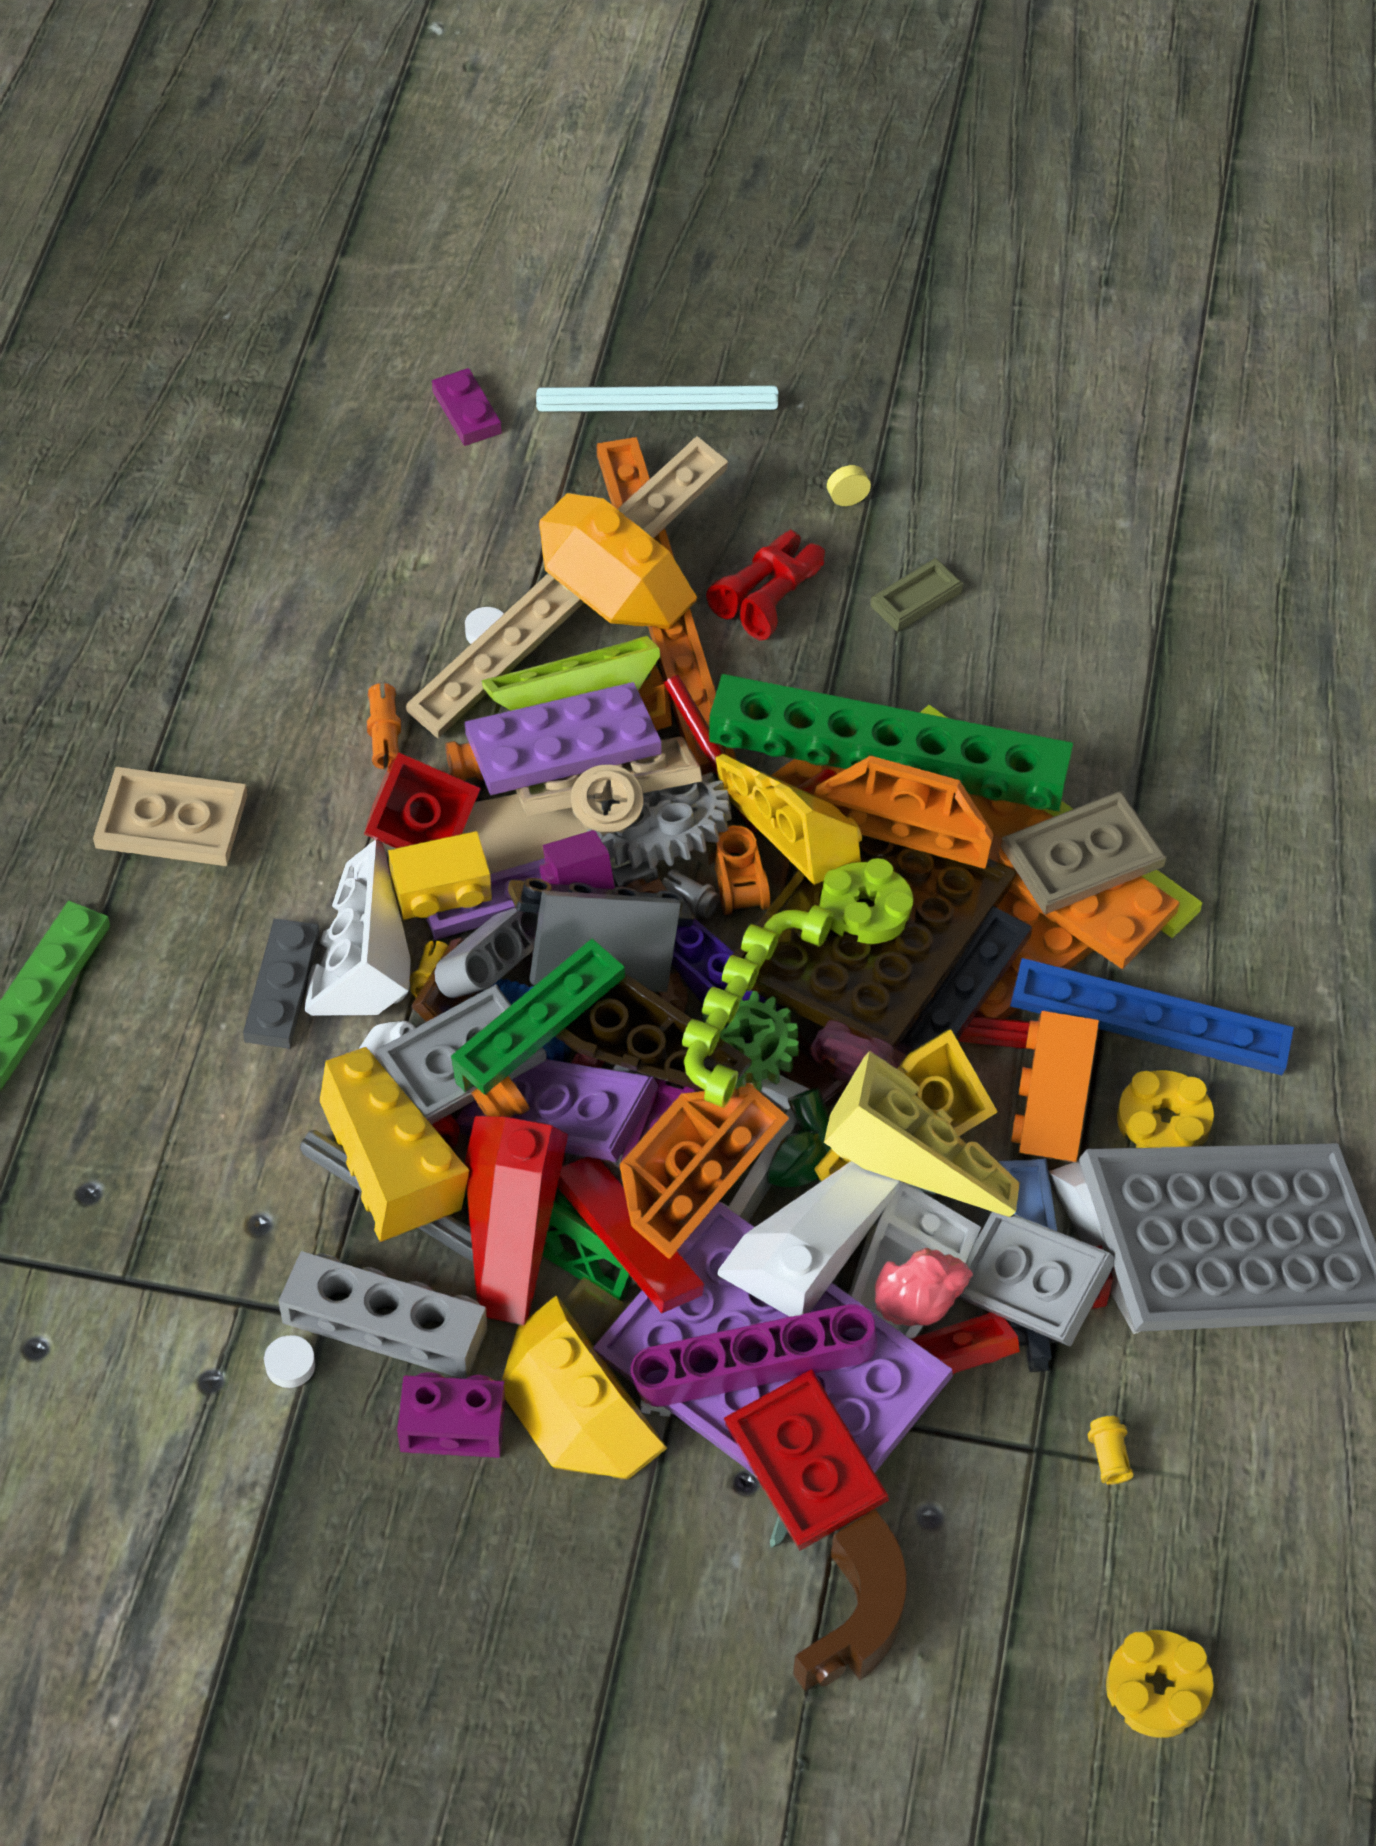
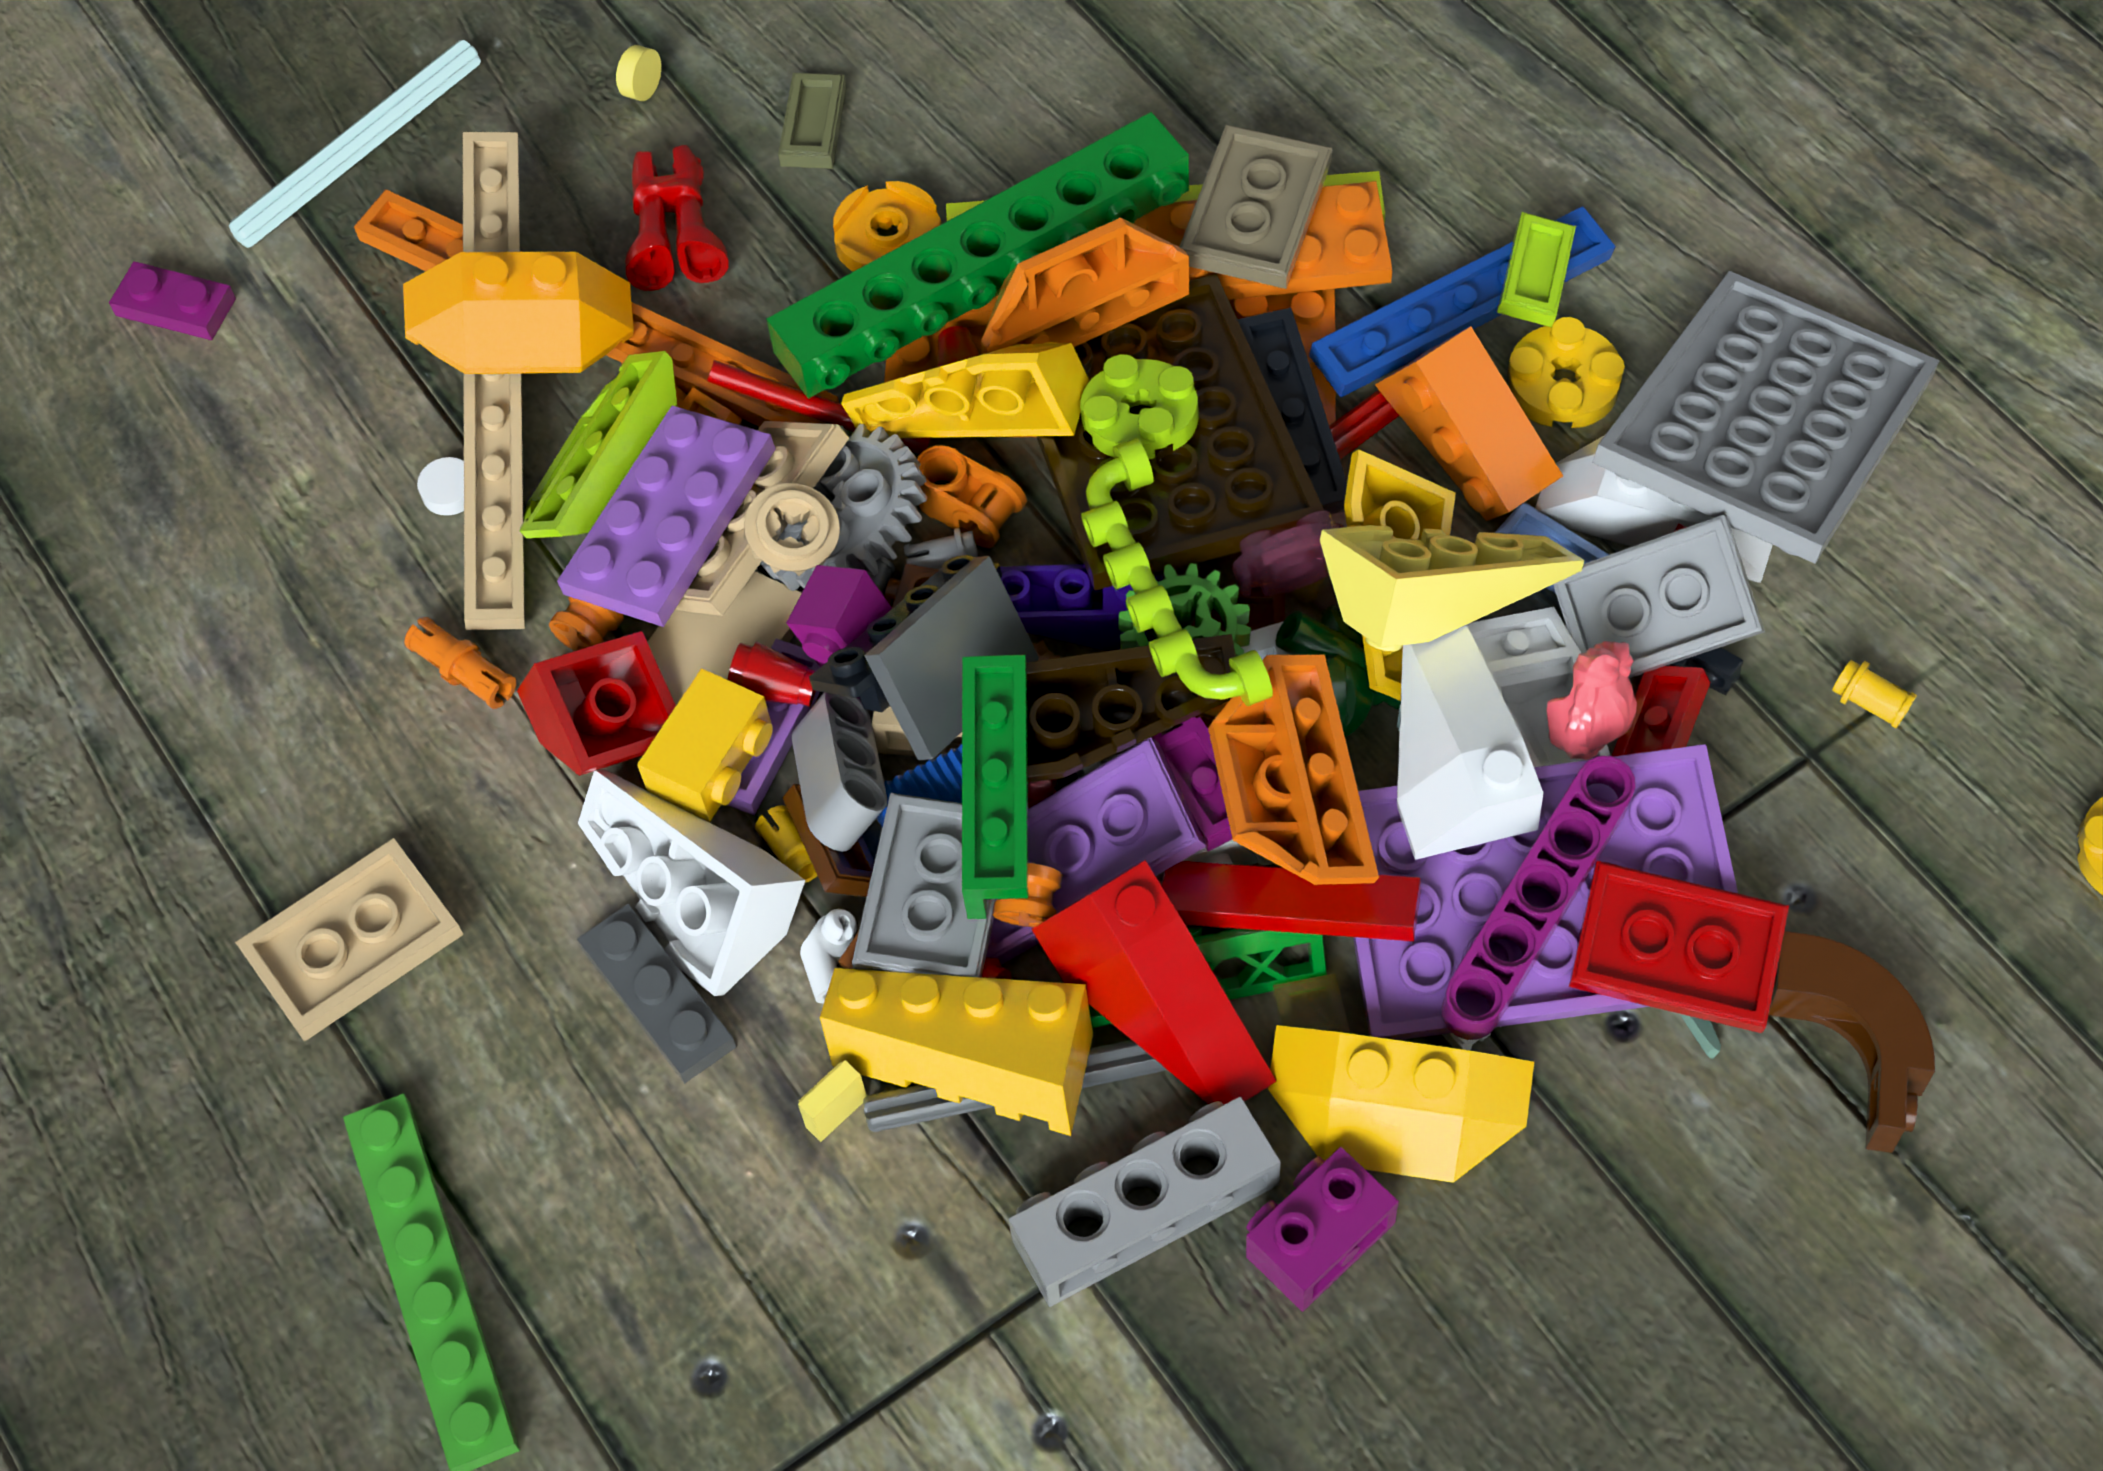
camera: 40 degrees left, 5 degrees up
(289, 1361) = (1106, 1334): white tile -> none
(295, 1115) = (832, 1100): none -> light yellow tile
(510, 861) = (771, 674): none -> red cone
(880, 671) = (865, 211): none -> light orange plate
(1212, 1036) = (1536, 269): none -> lime tile

